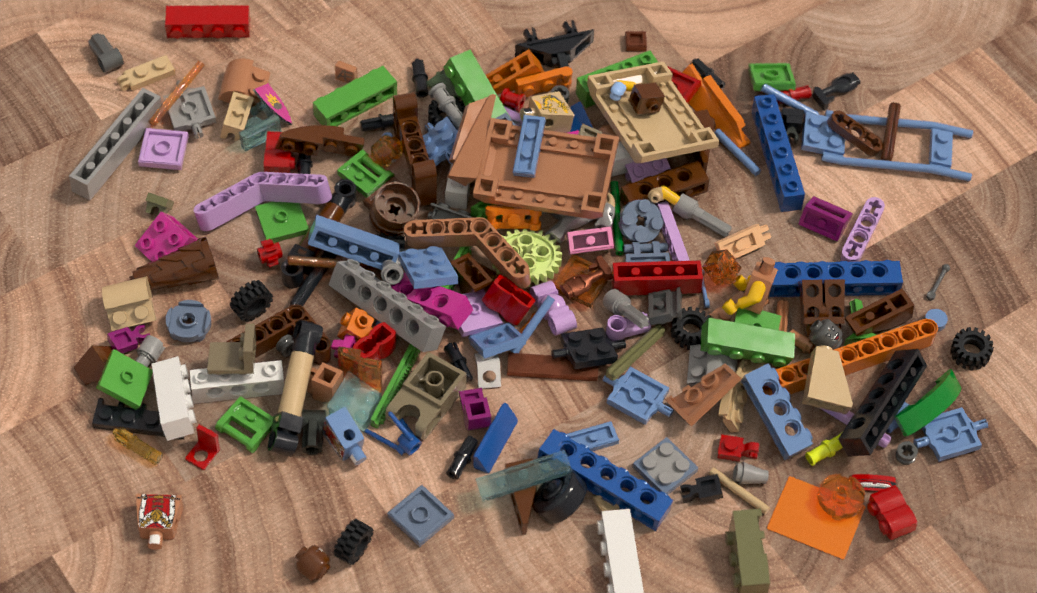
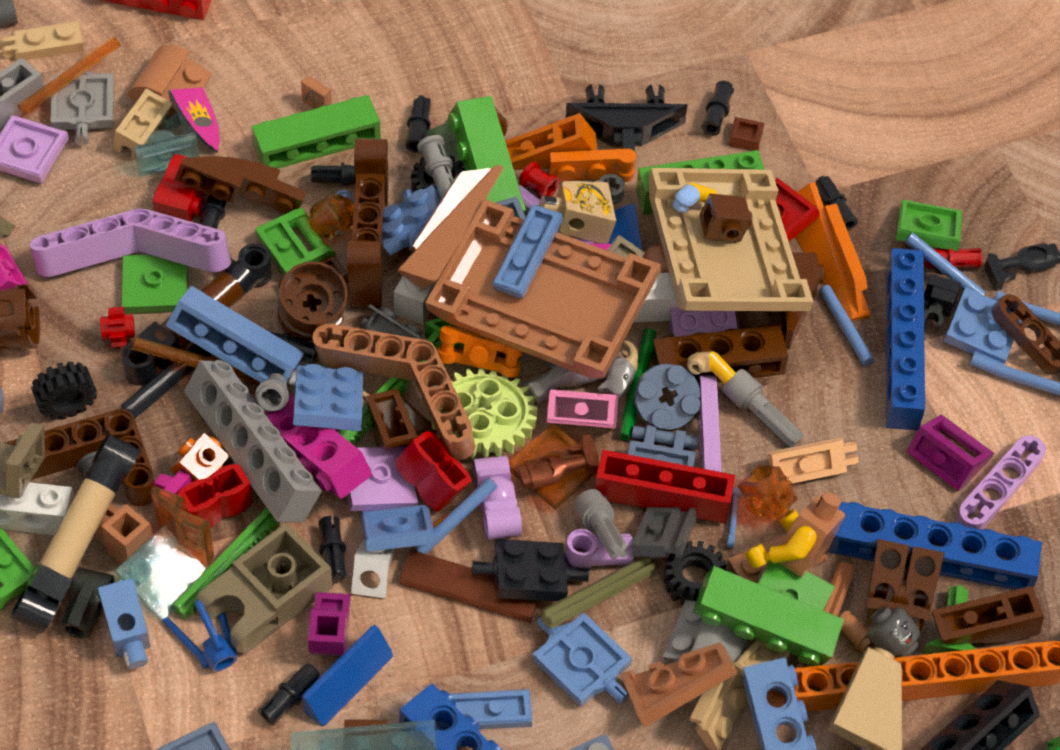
camera: 15 degrees right, 0 degrees up
(612, 27) = (717, 108): none -> black pin

